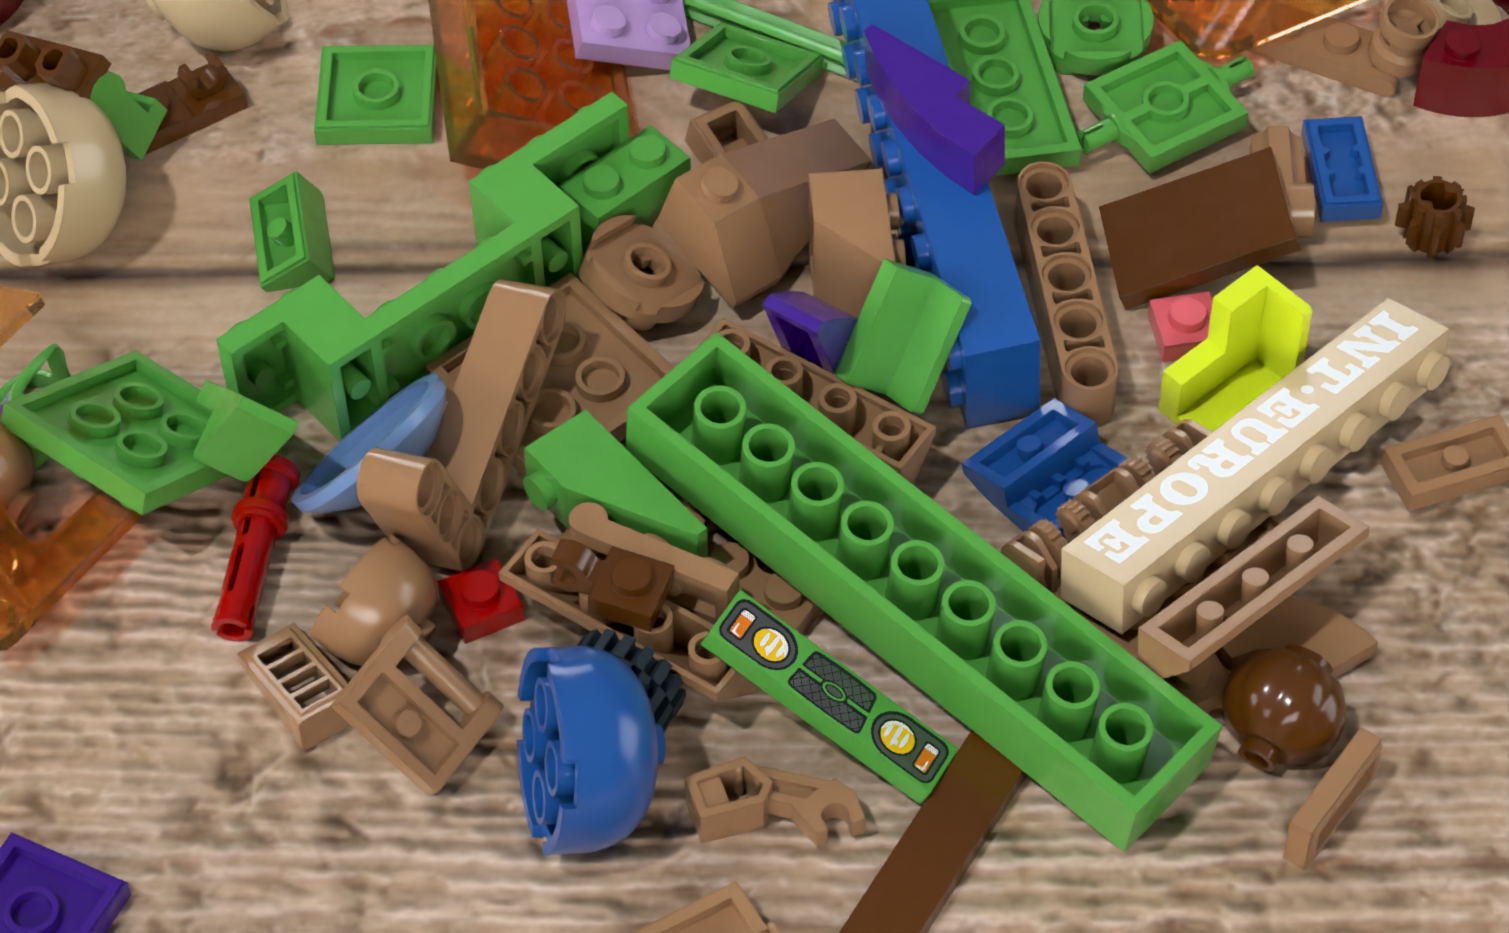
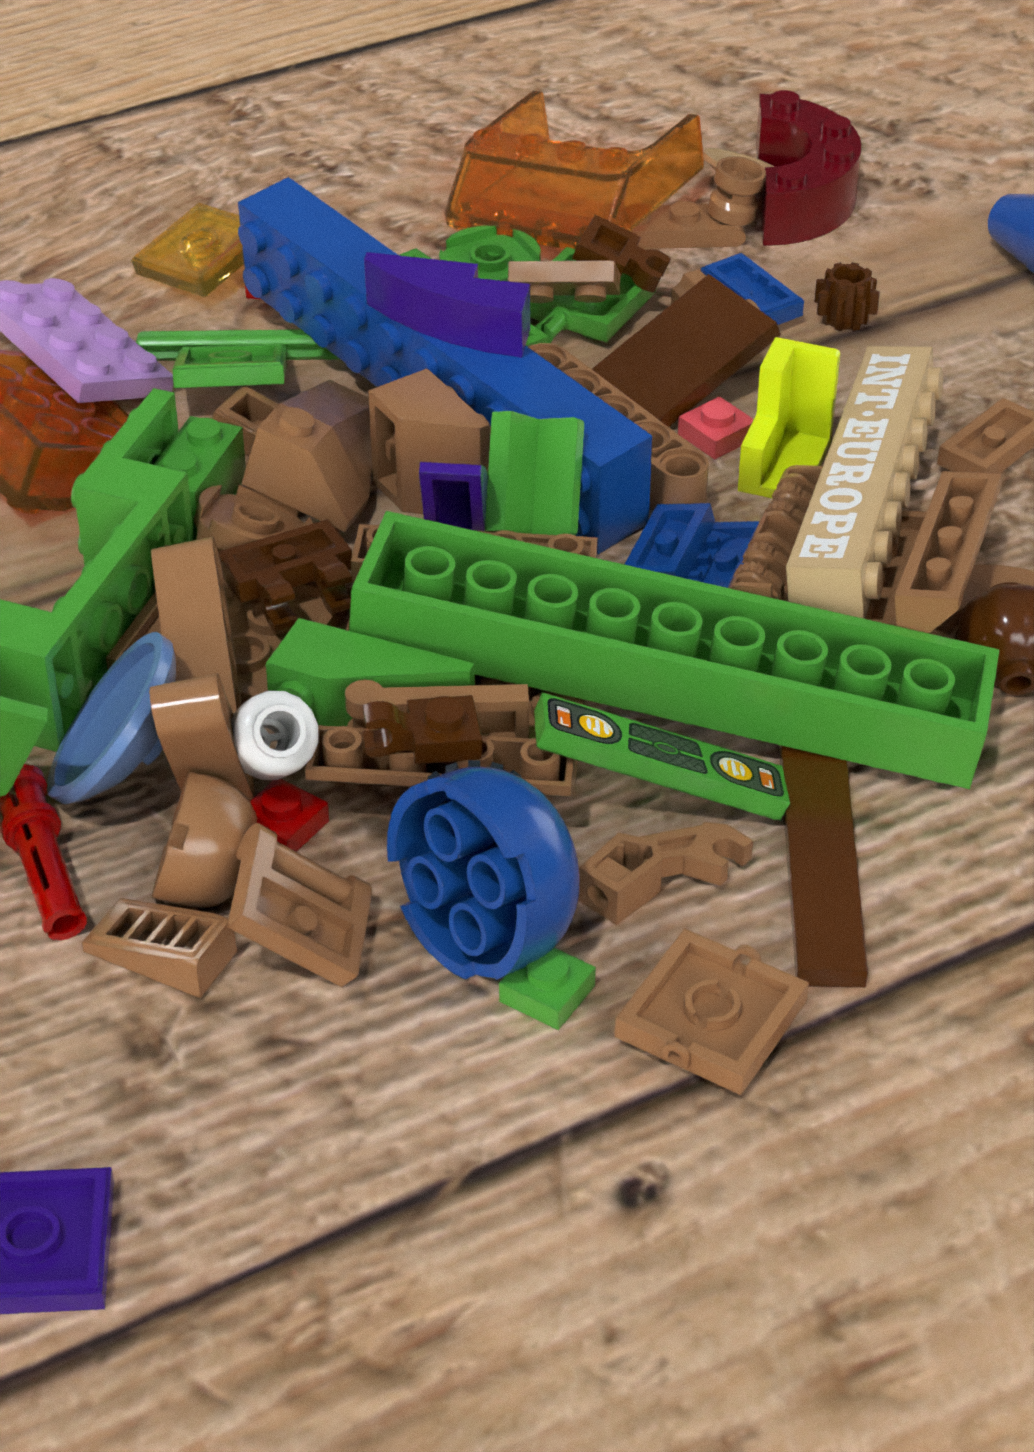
camera: 30 degrees left, 10 degrees down
(466, 544) = (293, 729): none -> white head
(594, 881) = (549, 987): none -> bright green plate
(630, 331) = (277, 563): none -> reddish brown plate
(1147, 104) = (584, 279): none -> medium nougat plate
(1208, 71) = (613, 243): none -> reddish brown plate

